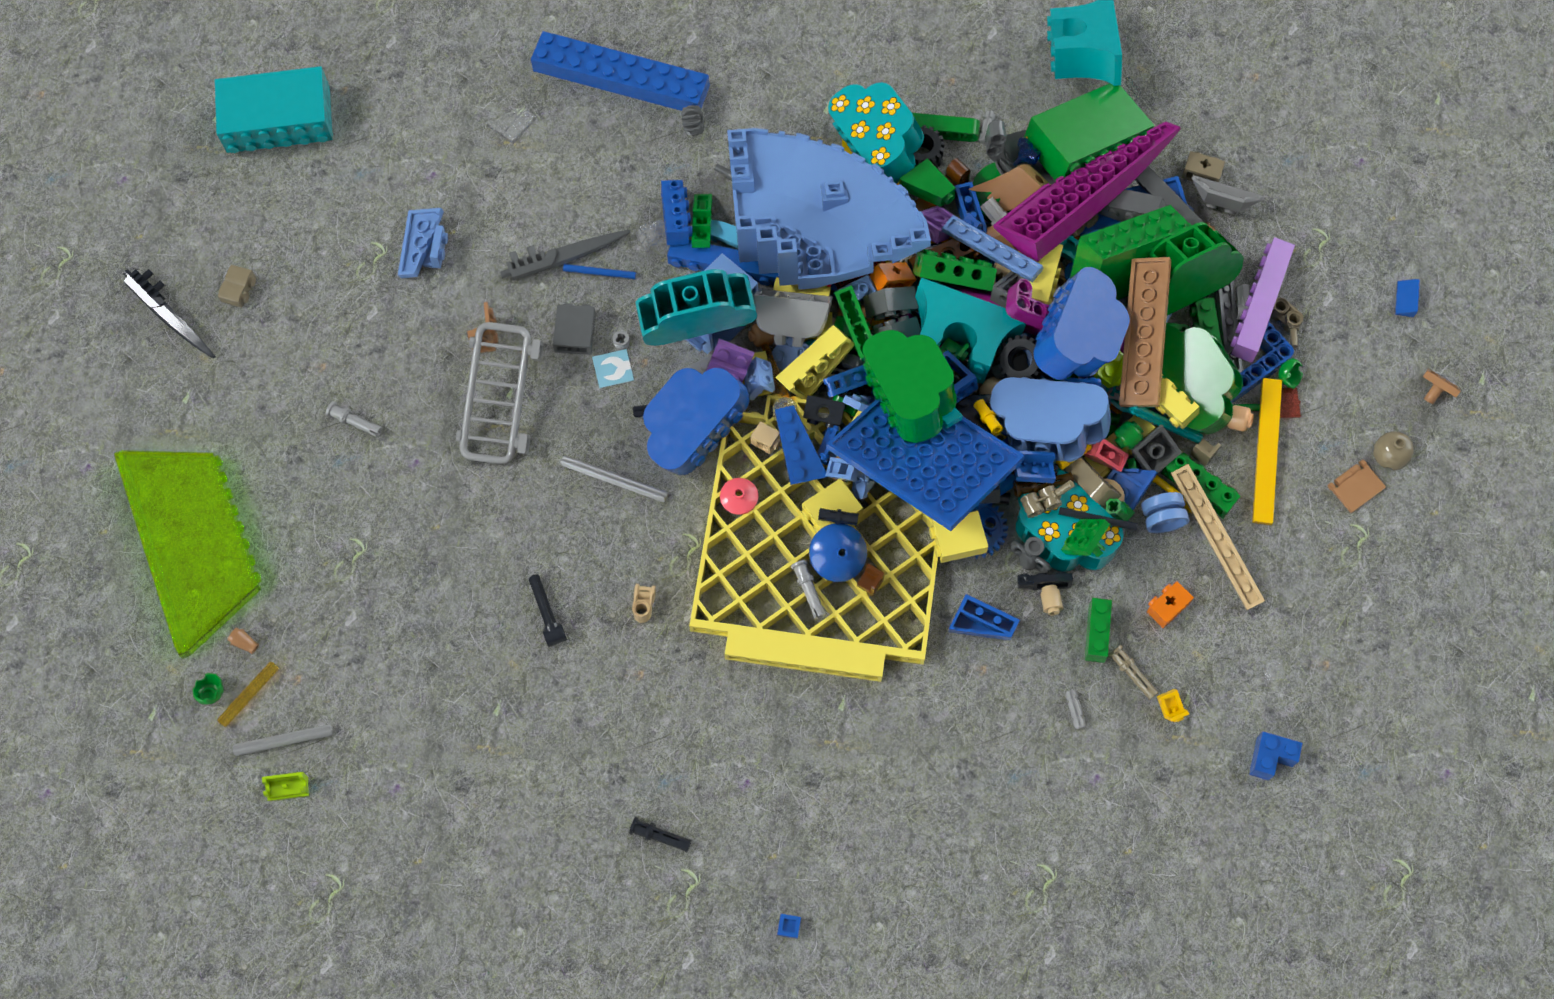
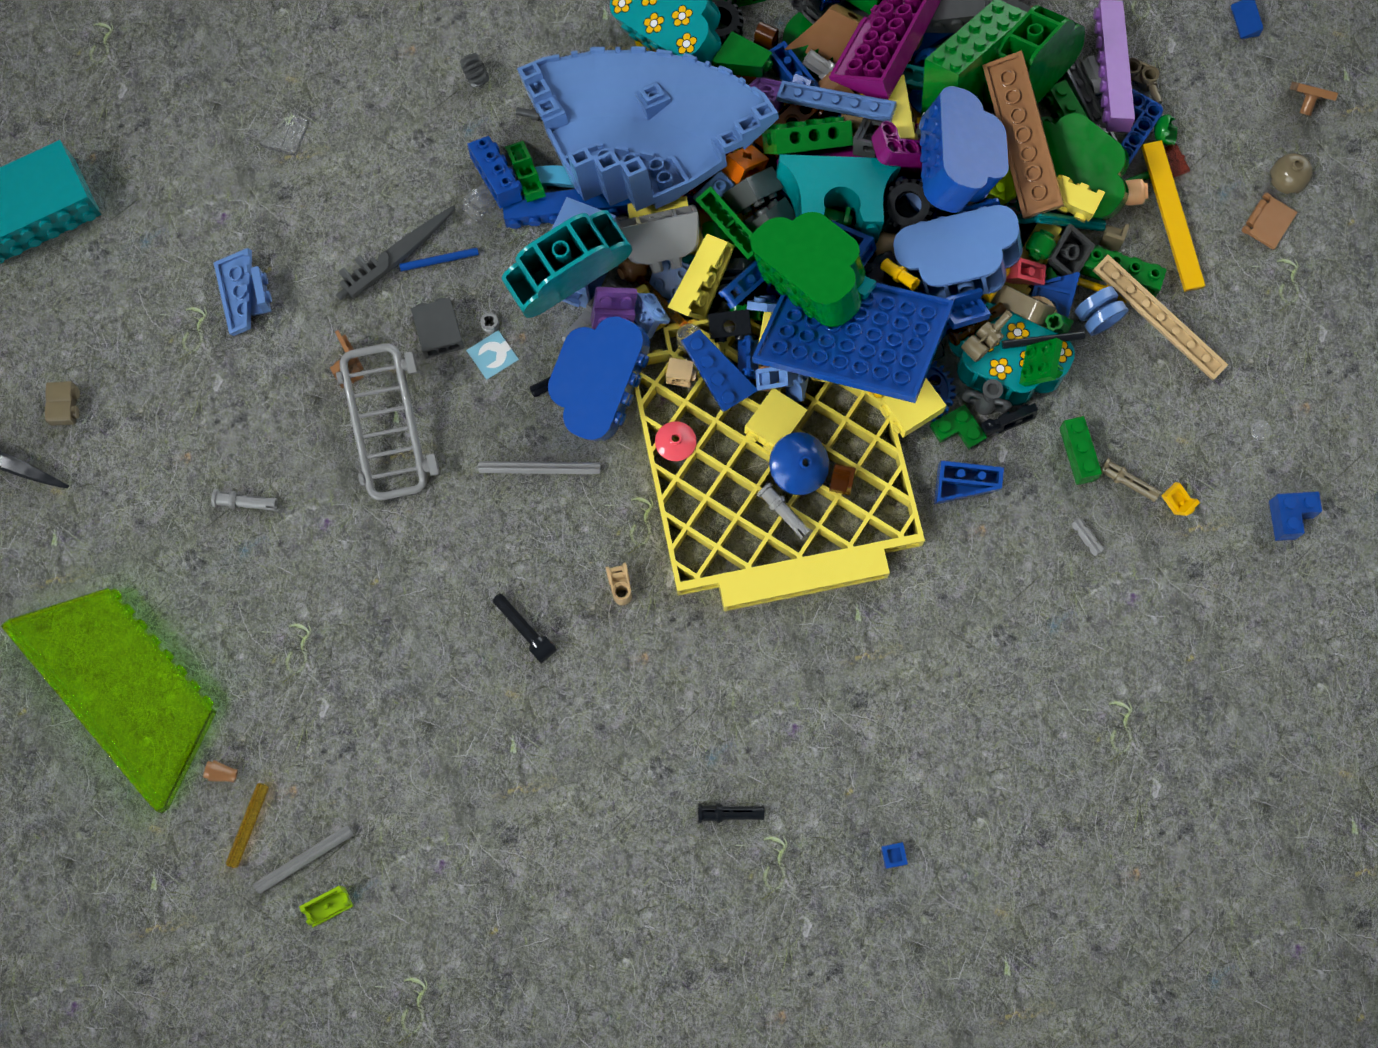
camera: 20 degrees left, 5 degrees up
(208, 689) = (204, 836): green hair -> none
(619, 72) = (377, 45): blue brick -> none
(838, 516) = (787, 427): black pin -> none
(1000, 568) = (959, 422): none -> green plate
(1051, 600) = (1023, 436): tan brick -> none
(1164, 613) = (1146, 392): orange brick -> none

